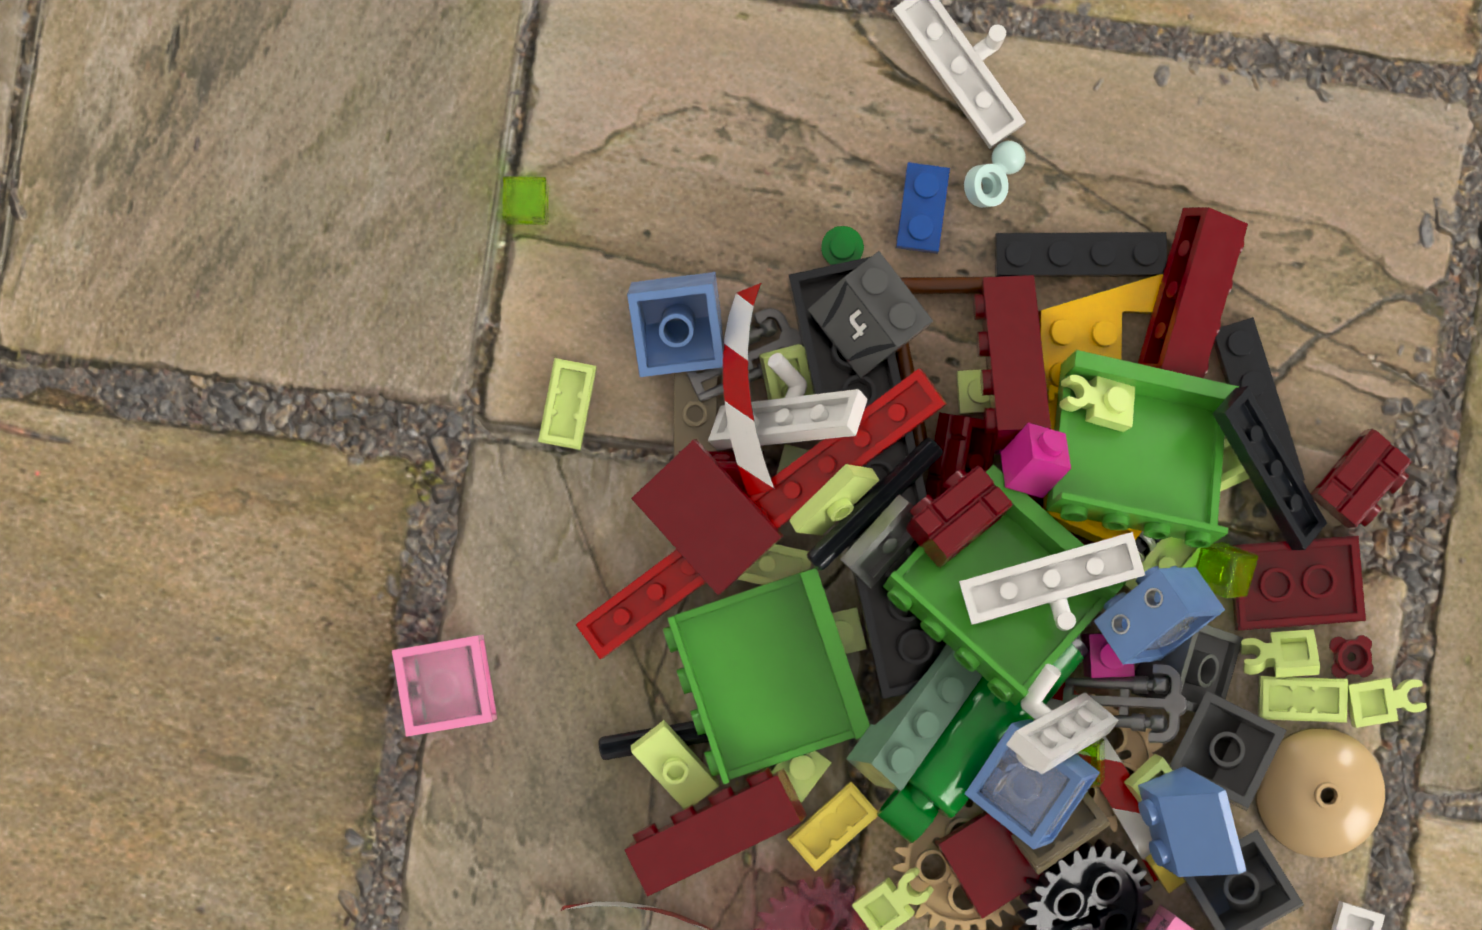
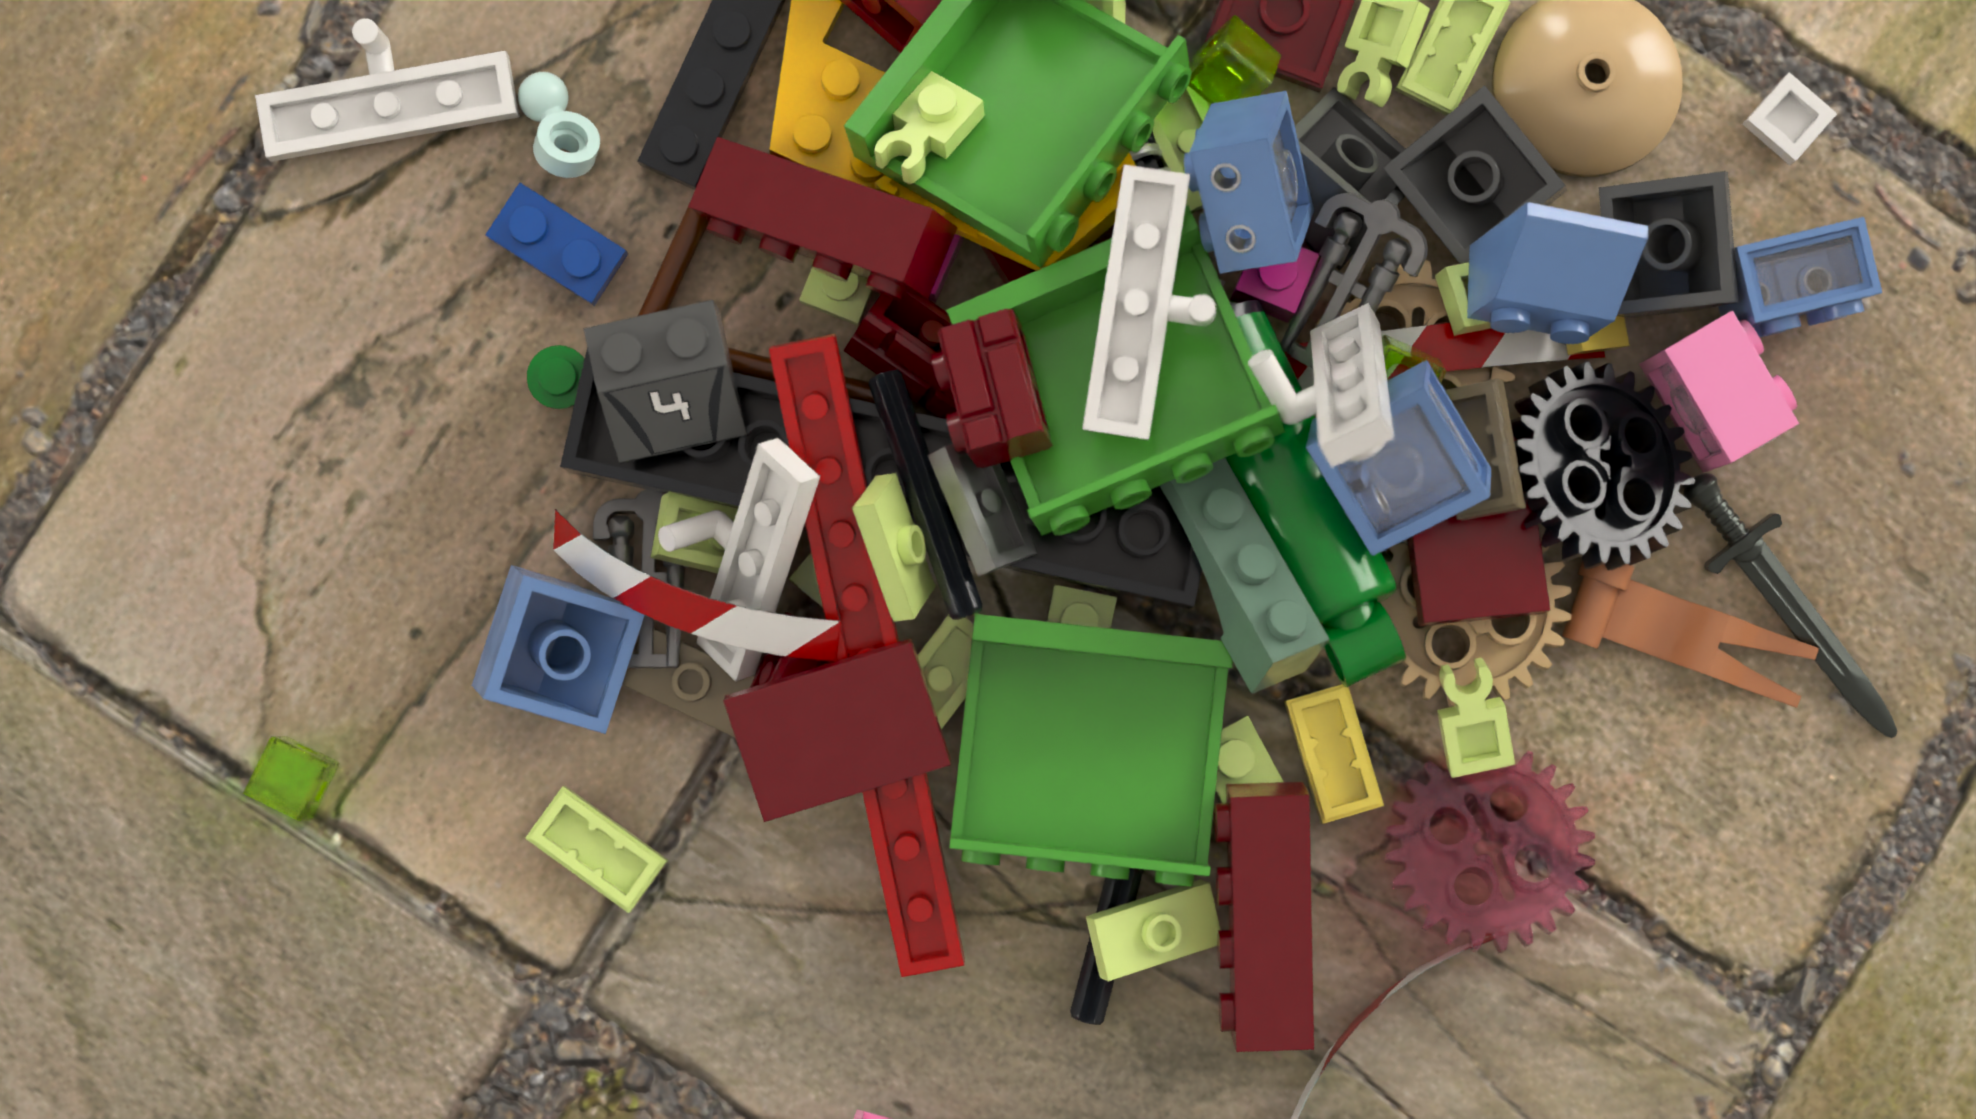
camera: 65 degrees left, 0 degrees up
(1035, 460) = (967, 250): dark pink brick -> none

